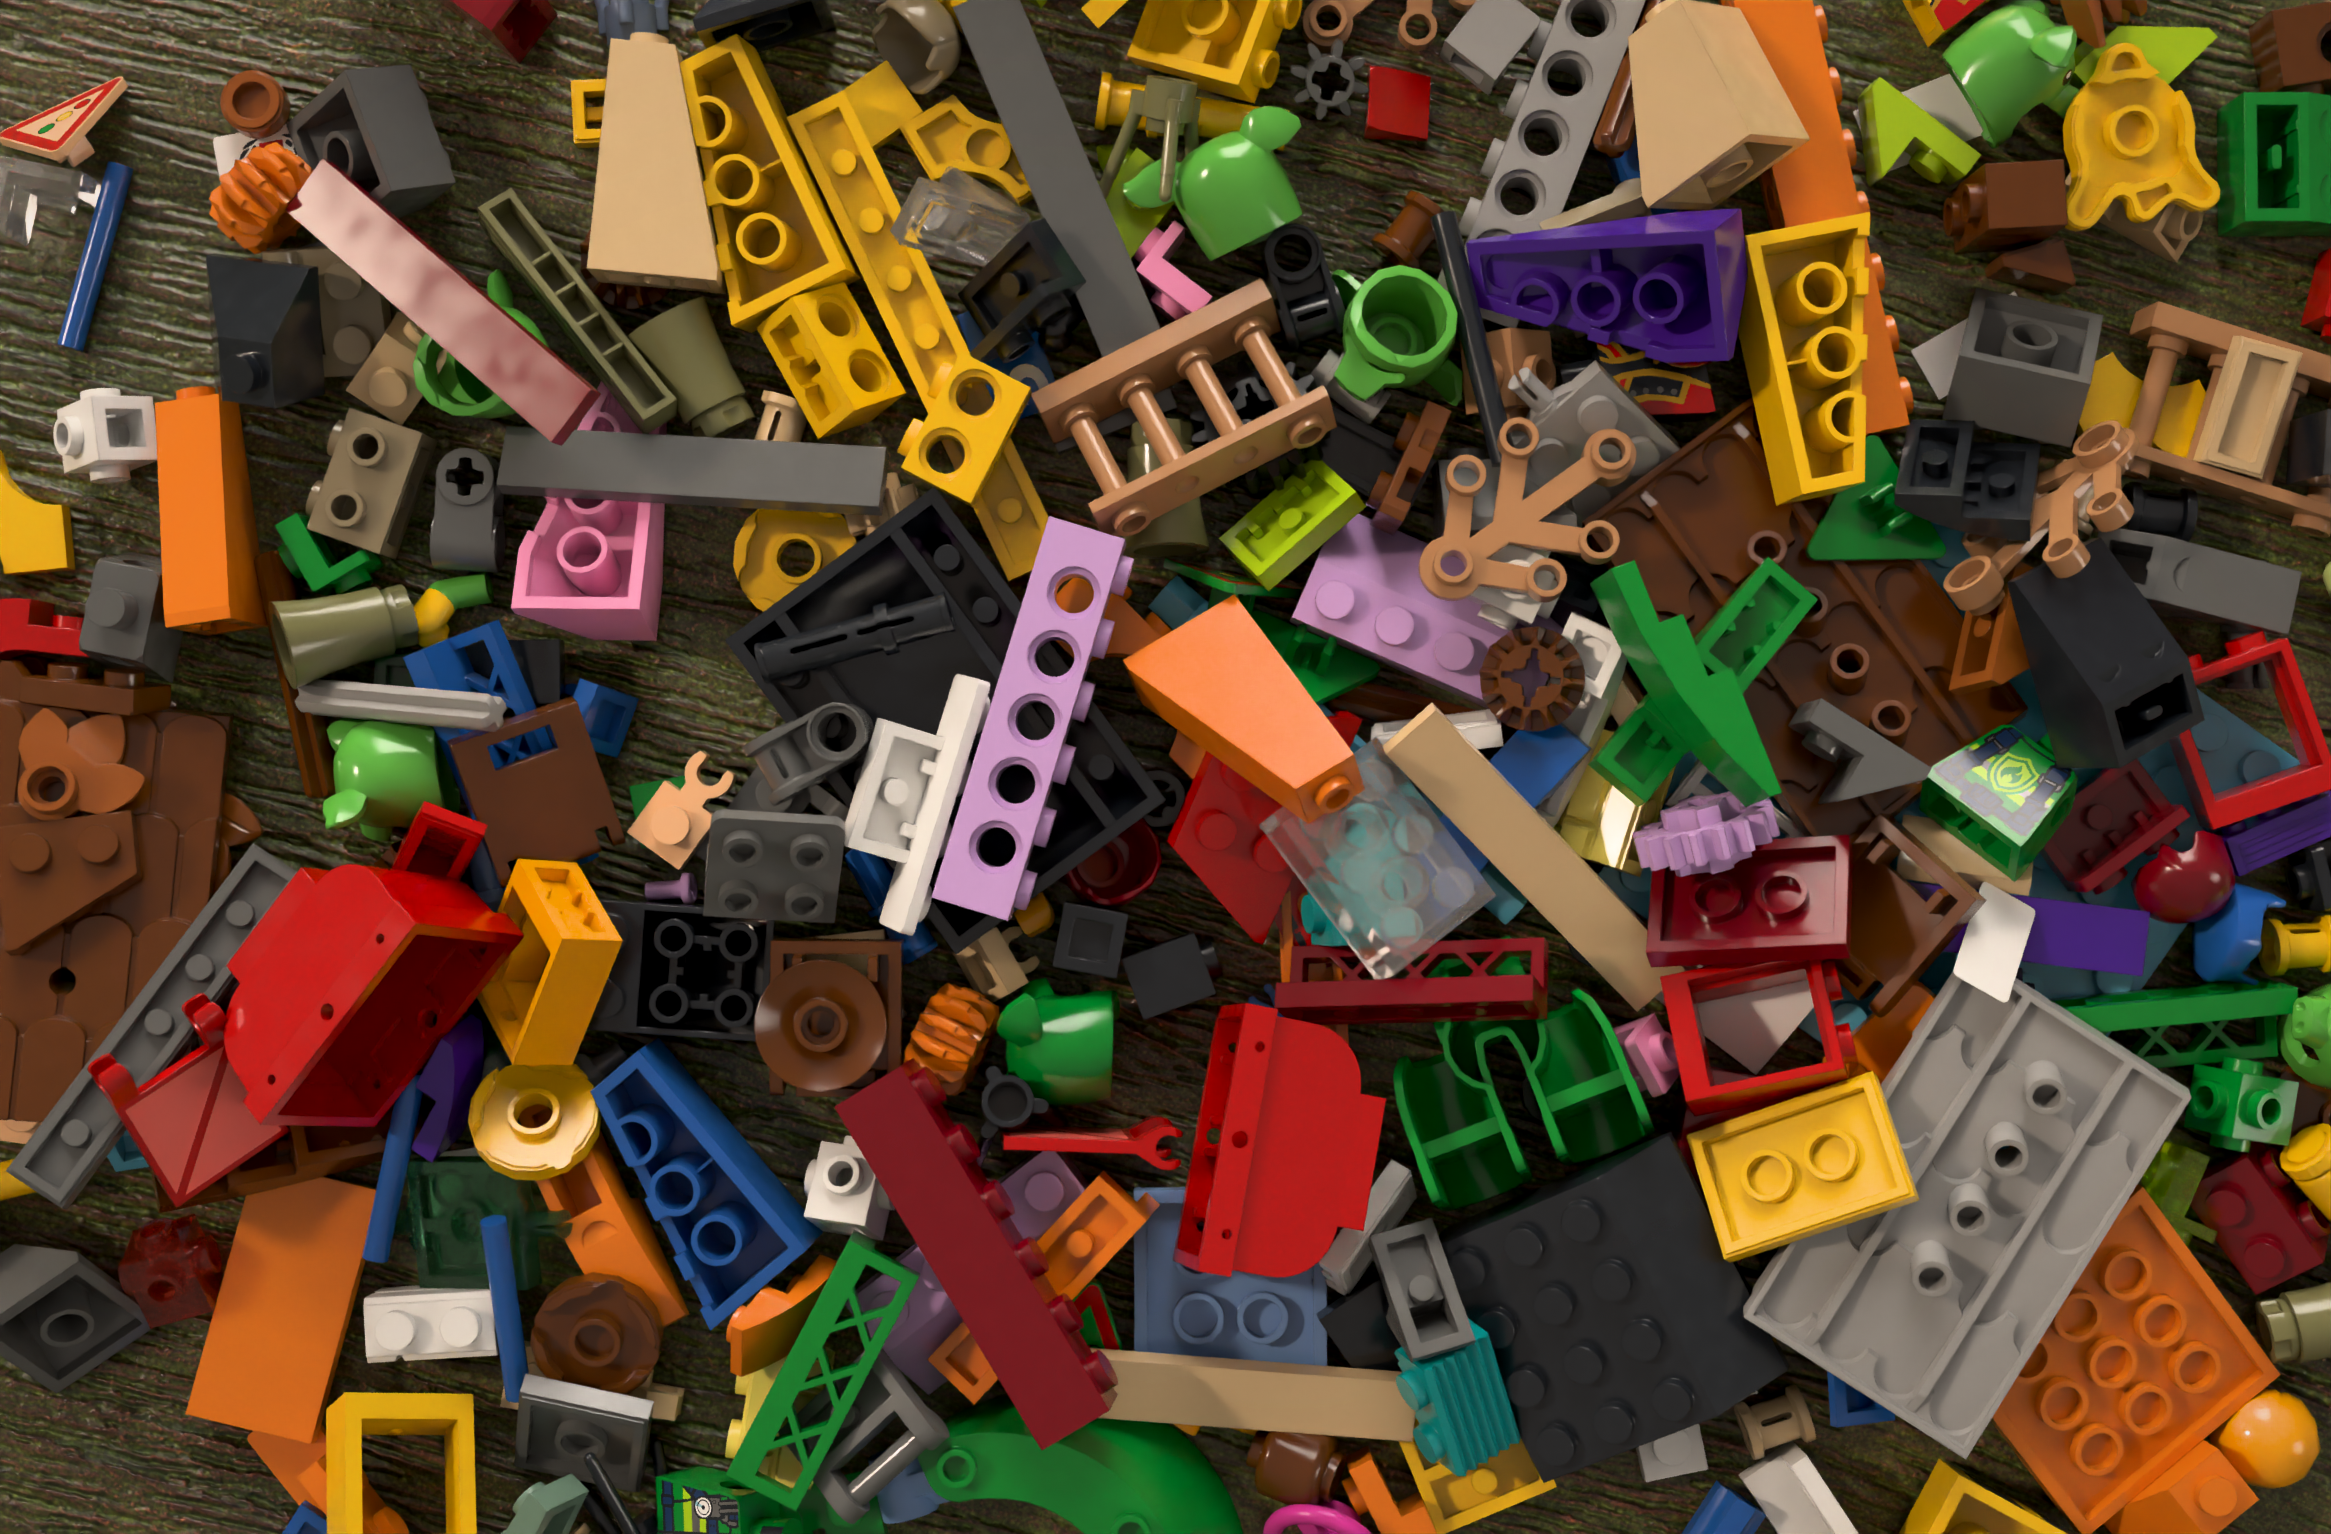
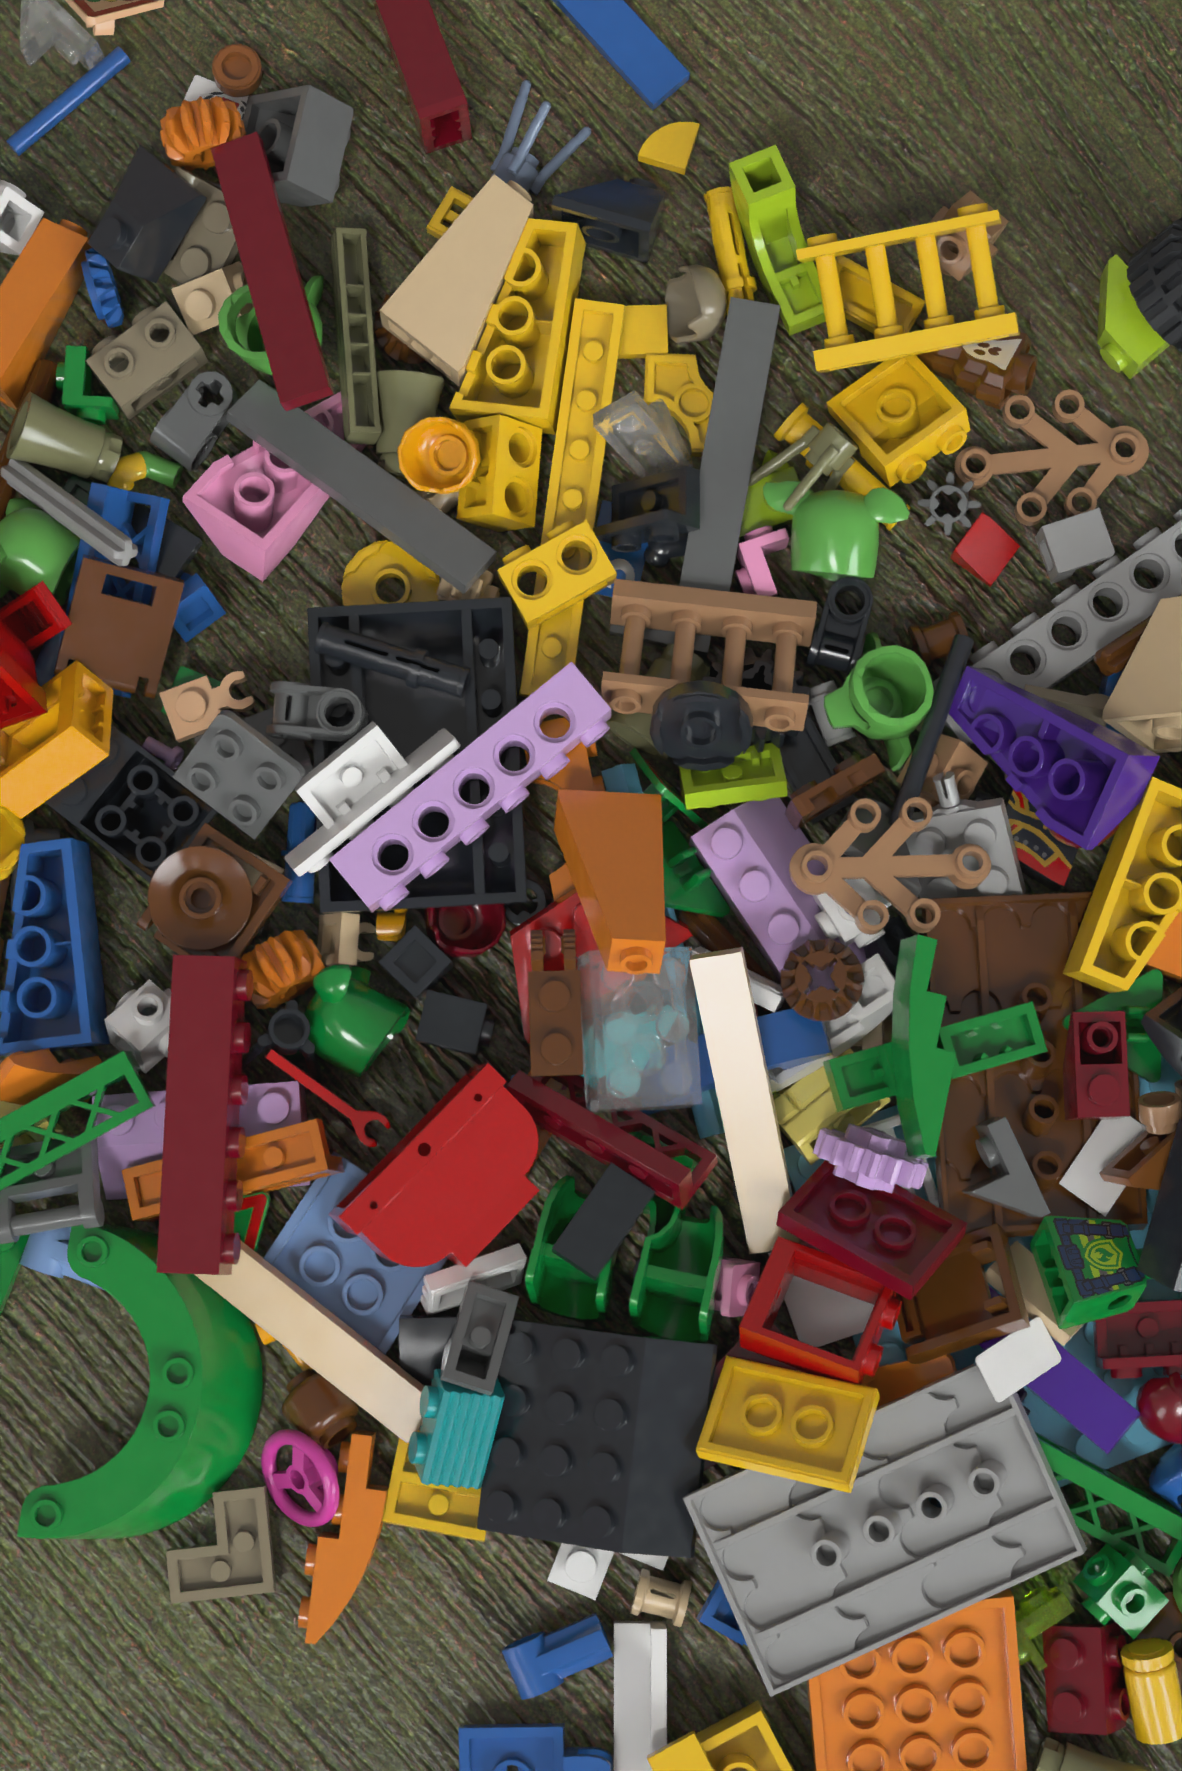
camera: 35 degrees right, 5 degrees down
(272, 438) = (102, 288): none -> blue gear
(756, 384) = (438, 455): none -> light orange hair
(1228, 491) = (701, 725): none -> black tile
(1274, 896) = (555, 1011): none -> reddish brown hinge
(1472, 1085) = (603, 1221): none -> black tile
(1879, 583) = (1096, 1067): none -> dark red slope
(1934, 654) = (1101, 1148): none -> white sticker

